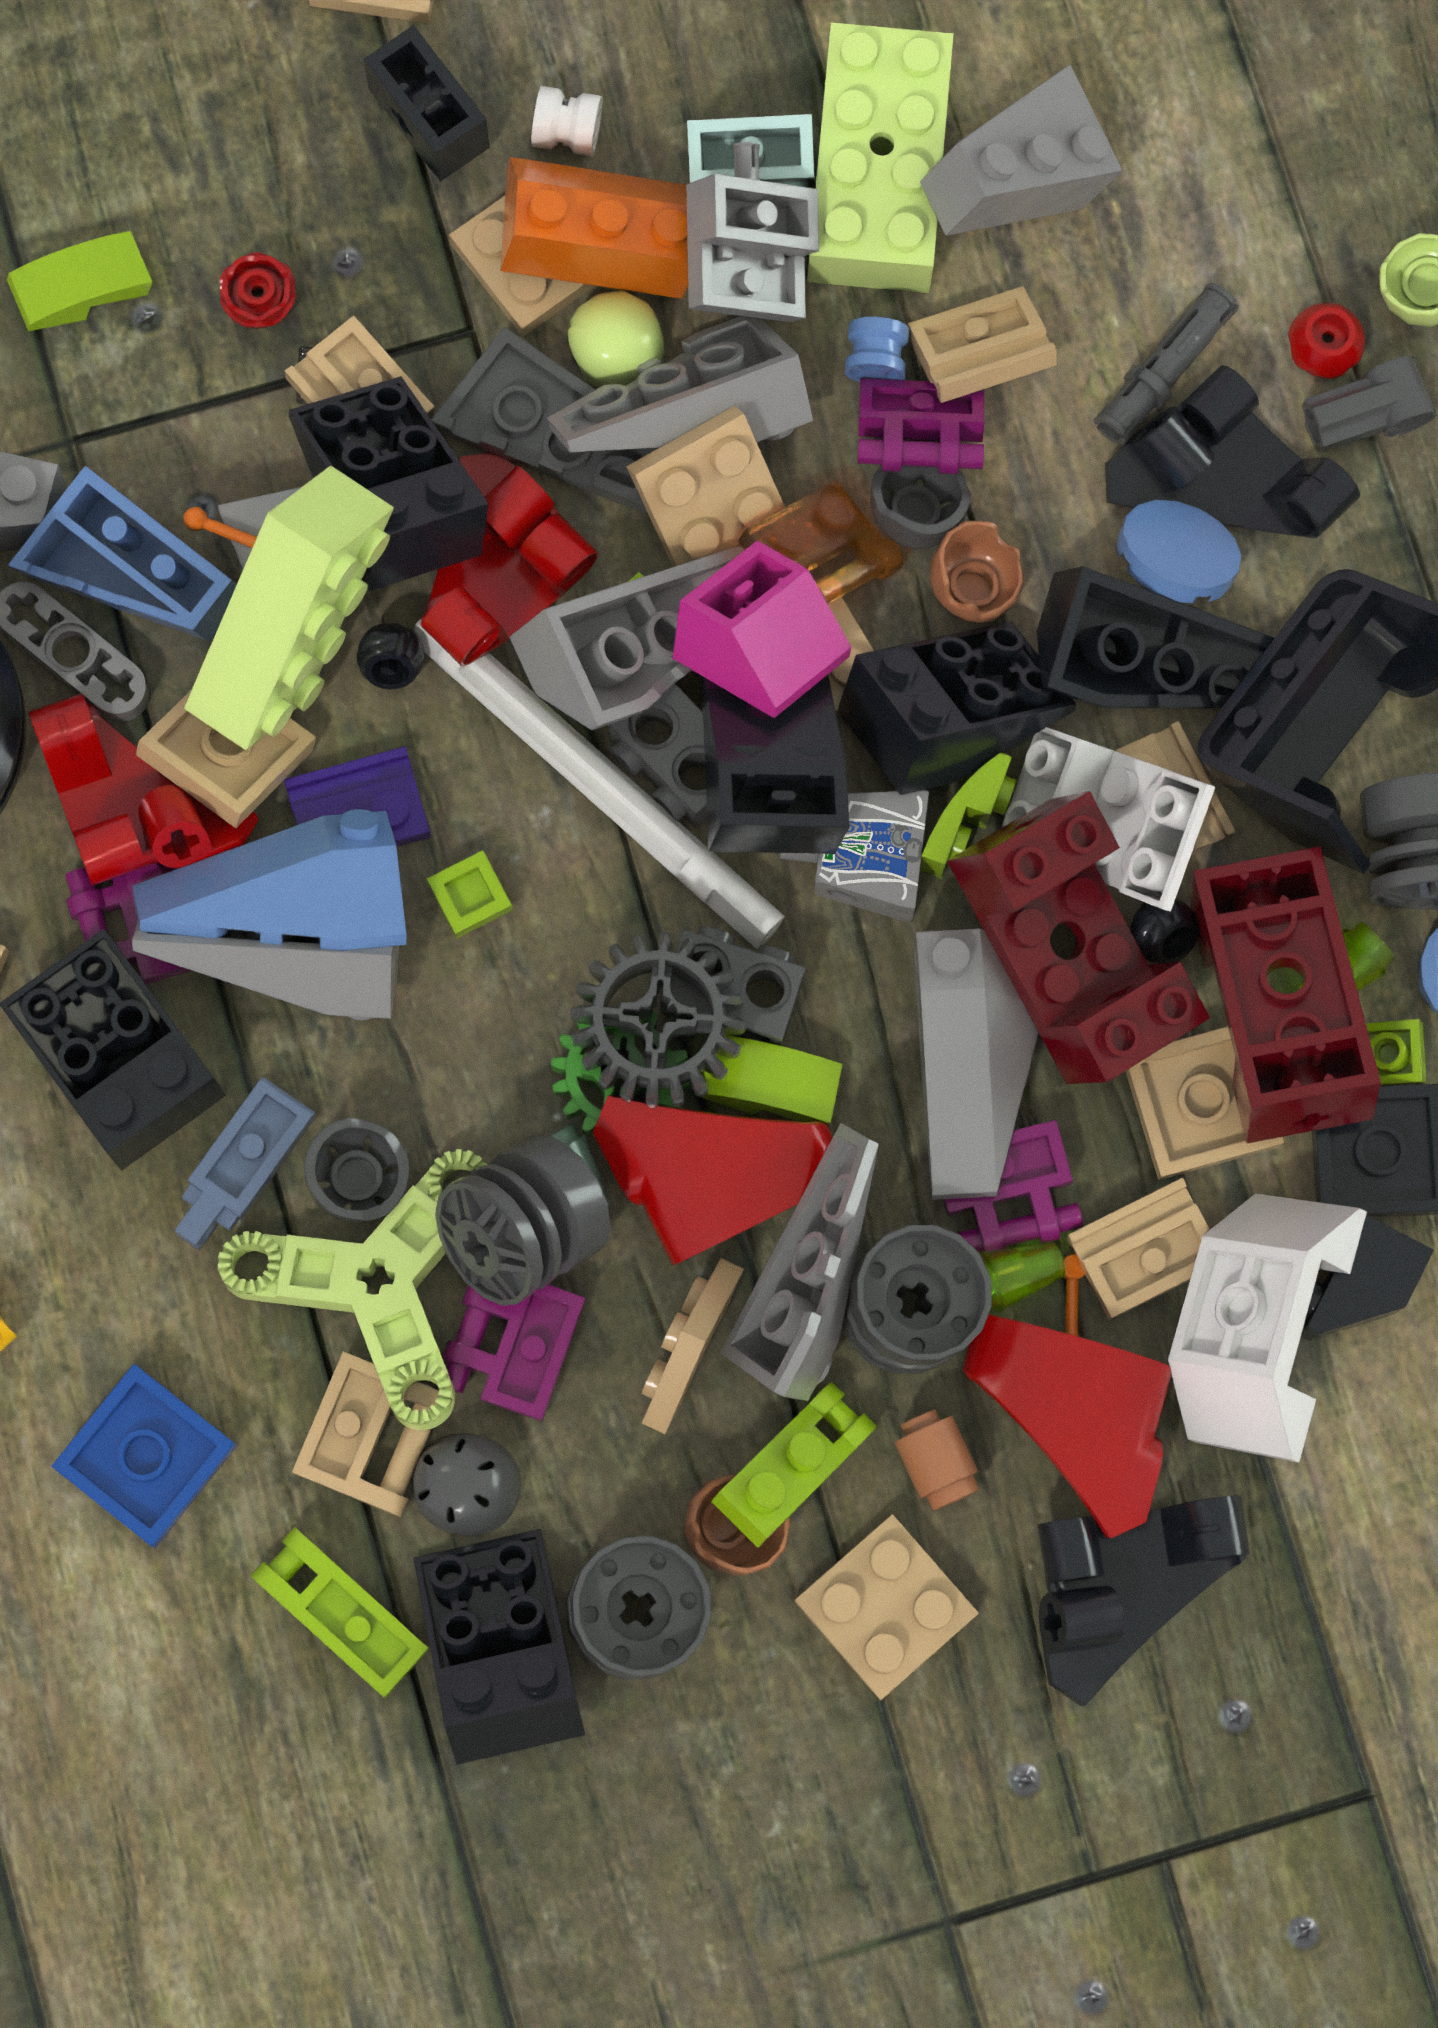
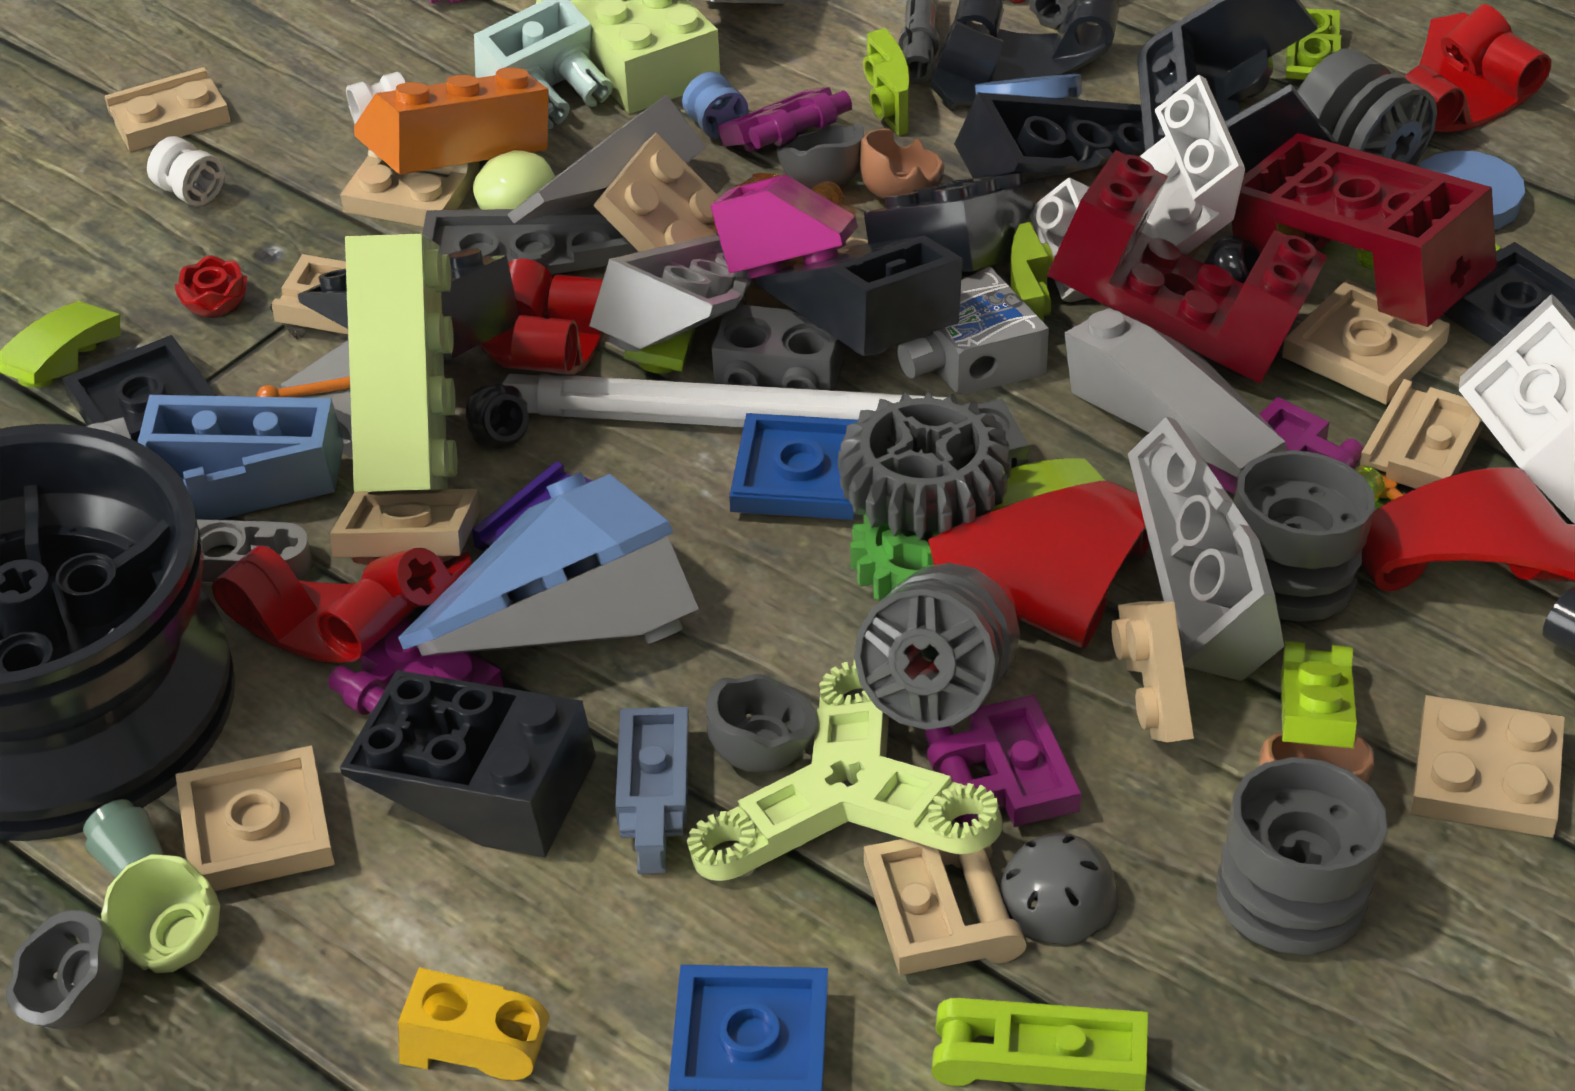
camera: 30 degrees left, 35 degrees down
(113, 408) = (124, 383): none -> black plate
(327, 100) = (186, 171): none -> white wheel
(426, 103) = (266, 129): black brick -> none
(469, 894) = (695, 514): lime plate -> none
(498, 1647) = (1218, 981): black slope -> none
(600, 893) = (790, 467): none -> blue plate
(749, 242) = (577, 60): light grey plate -> none
(937, 1459) = (1421, 638): nougat brick -> none
(982, 344) = (787, 67): tan plate -> none
(1062, 443) = (889, 75): none -> lime slope

